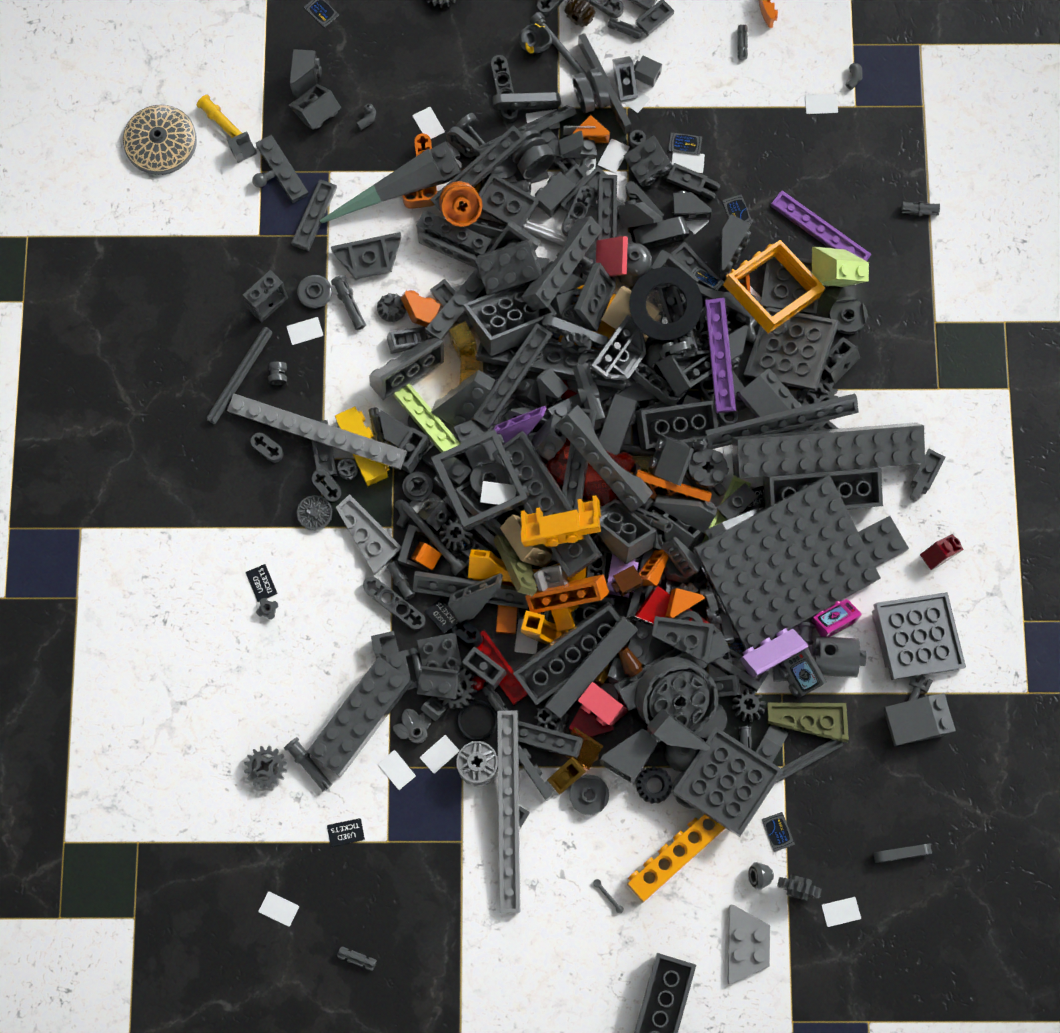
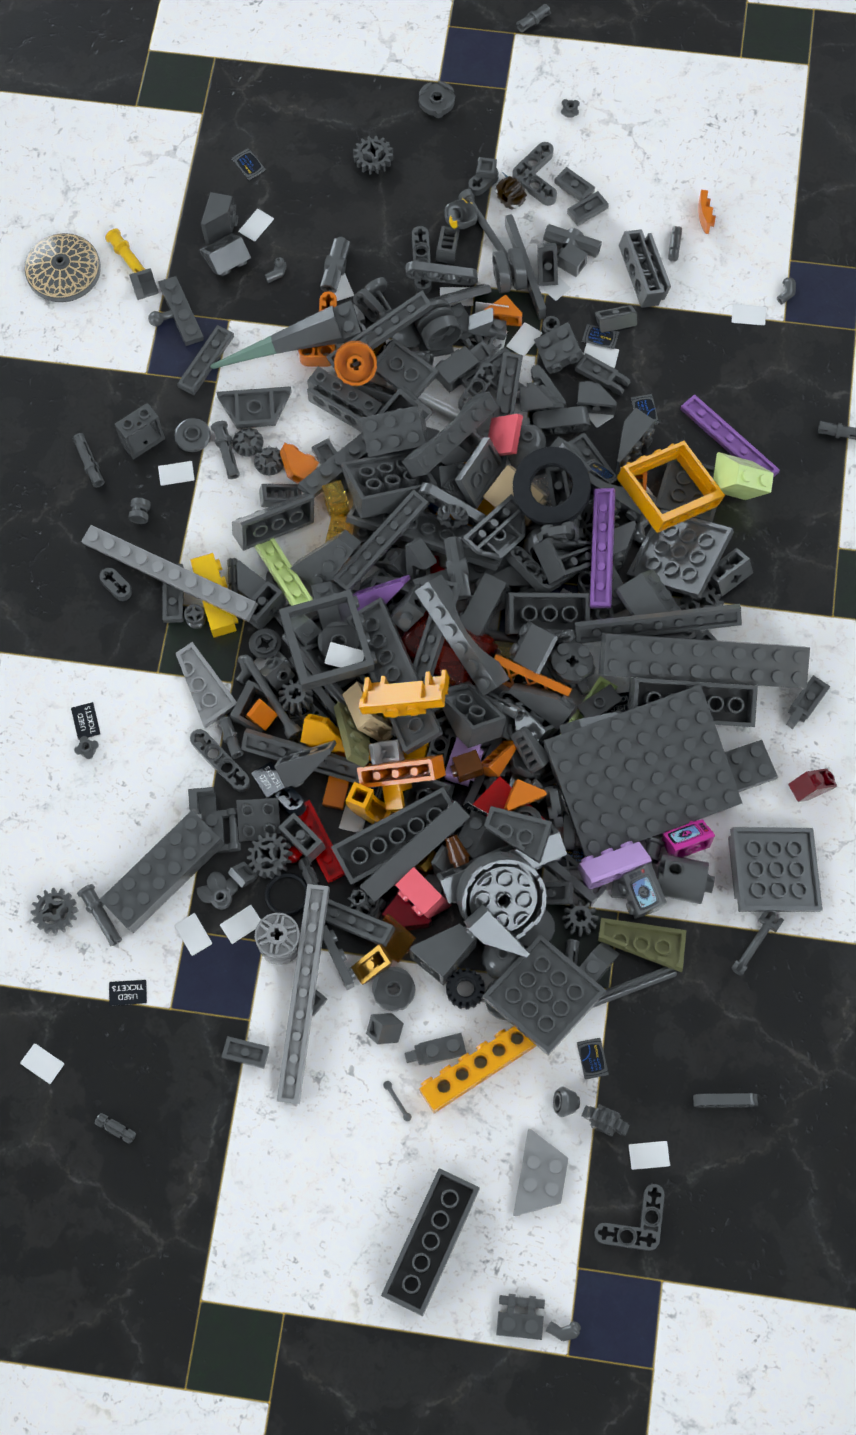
camera: 10 degrees right, 5 degrees down
(223, 335) = (91, 466): none -> dark grey pin
(239, 375) = (100, 508): dark grey axle -> none
(314, 512) = (153, 656): dark grey wheel -> none
(323, 487) = (174, 626): dark grey beam -> none
(339, 72) = (256, 225): none -> white sticker
(366, 299) = (243, 448): none -> dark grey gear
(422, 104) = (335, 265): none -> dark grey piece
(438, 682) = (251, 847): dark grey plate -> none
(464, 872) = (245, 1052): none -> dark grey plate
(526, 80) = (447, 245): none -> dark grey slope
(587, 832) = (384, 1028): none -> dark grey panel
(625, 28) = (555, 215): dark grey axle -> none
(637, 844) = (437, 1050): none -> dark grey hinge
(647, 48) = (574, 236): none -> dark grey piece
(697, 123) = (616, 318): none -> dark grey slope
(701, 51) = (644, 267): none -> dark grey brick
(847, 977) = (645, 1227): none -> dark grey beam
(854, 307) = (754, 521): dark grey plate -> none
(919, 719) = (763, 958): dark grey slope -> none

